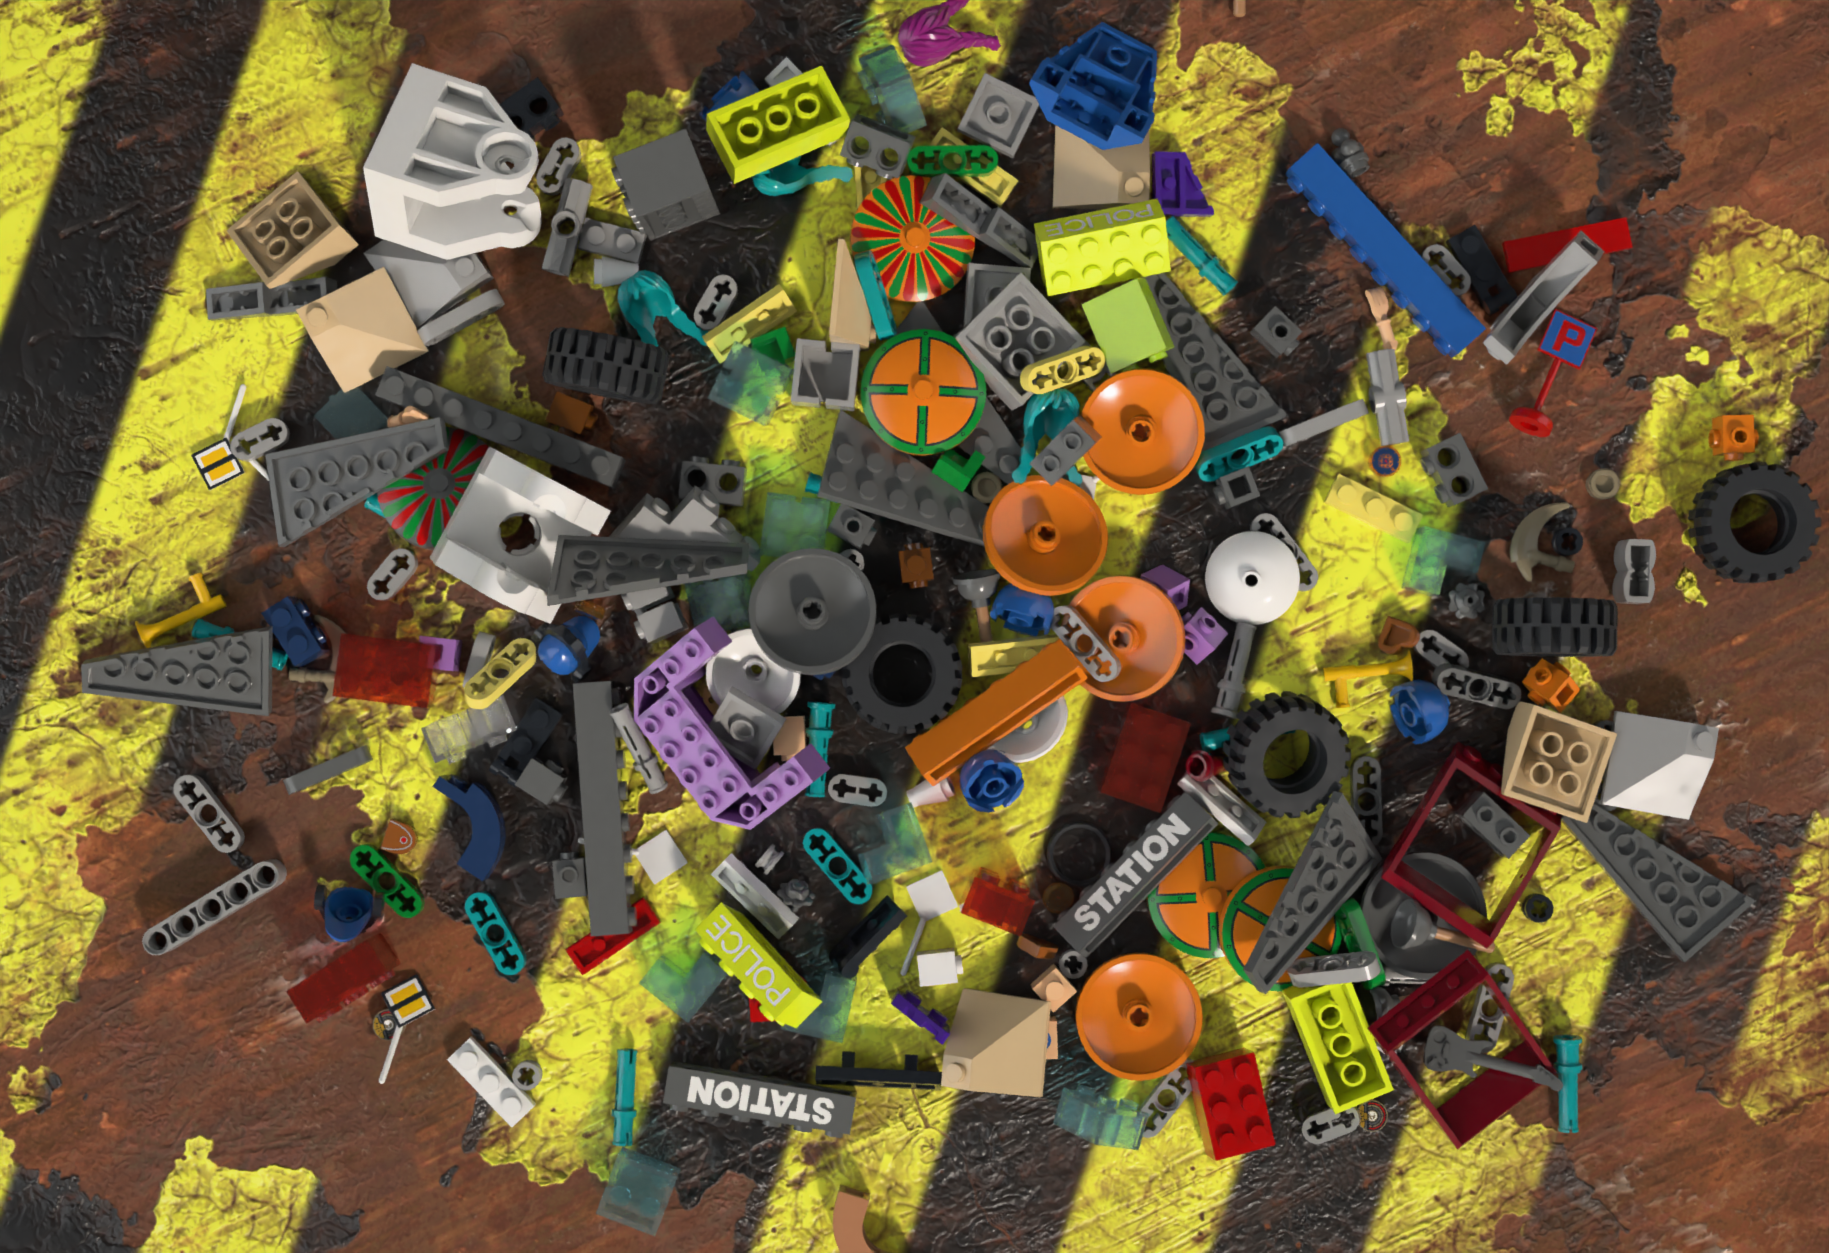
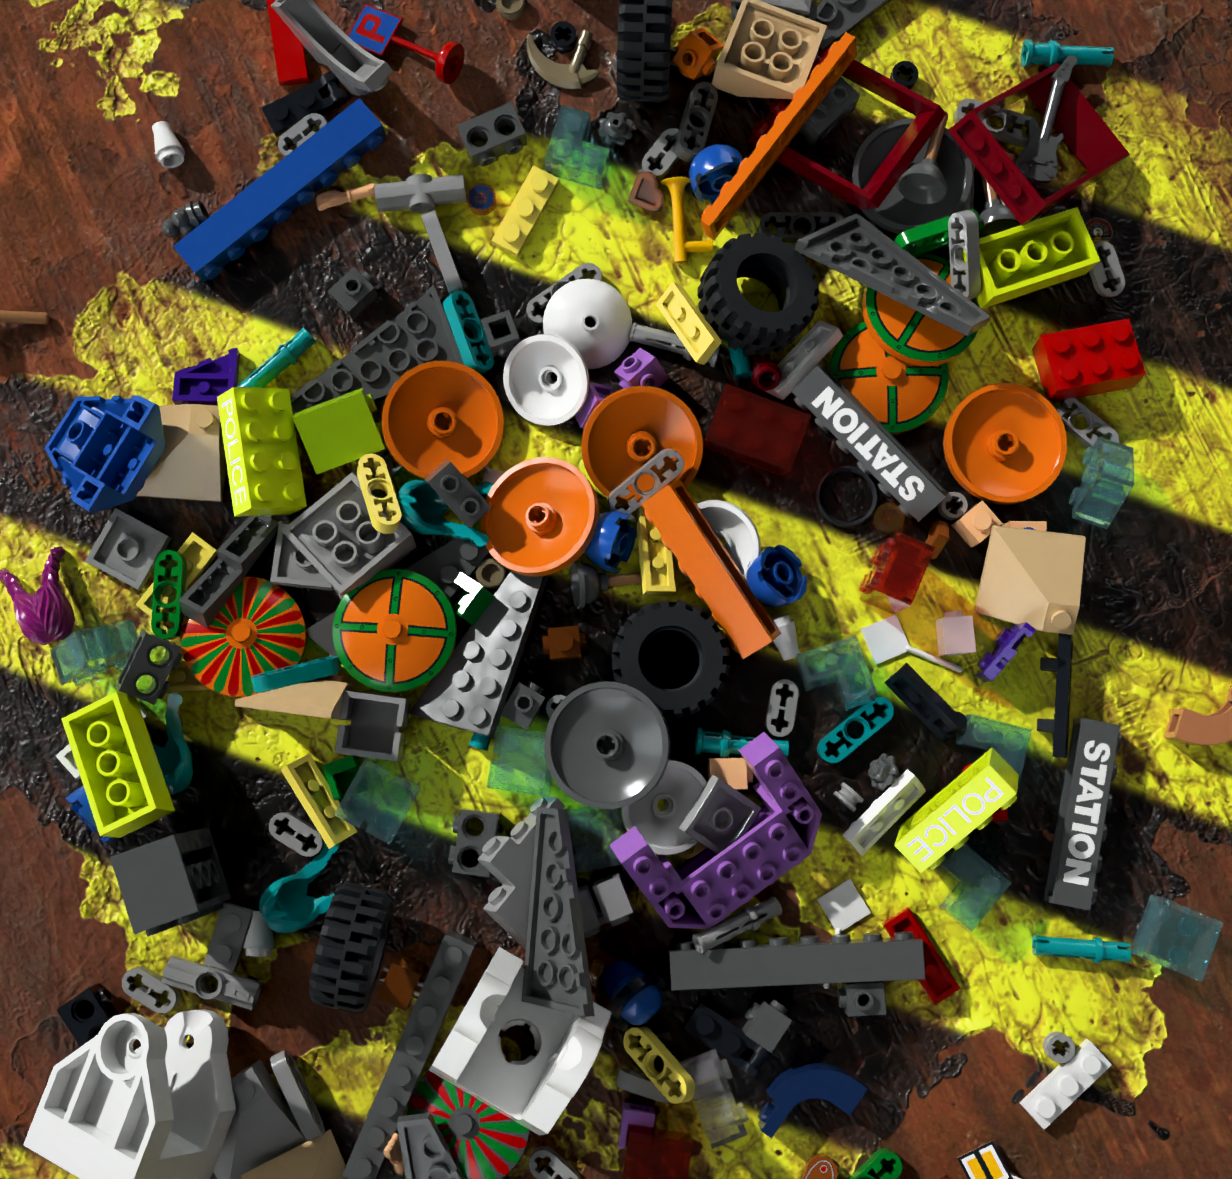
camera: 90 degrees left, 5 degrees down
(490, 945) = (933, 1057): teal beam -> none
(1178, 525) = (530, 383): none -> white dish
(1254, 682) = (688, 323): none -> light yellow plate
(1428, 128) = (167, 147): none -> white cone
(1465, 778) = (779, 136): none -> orange plate

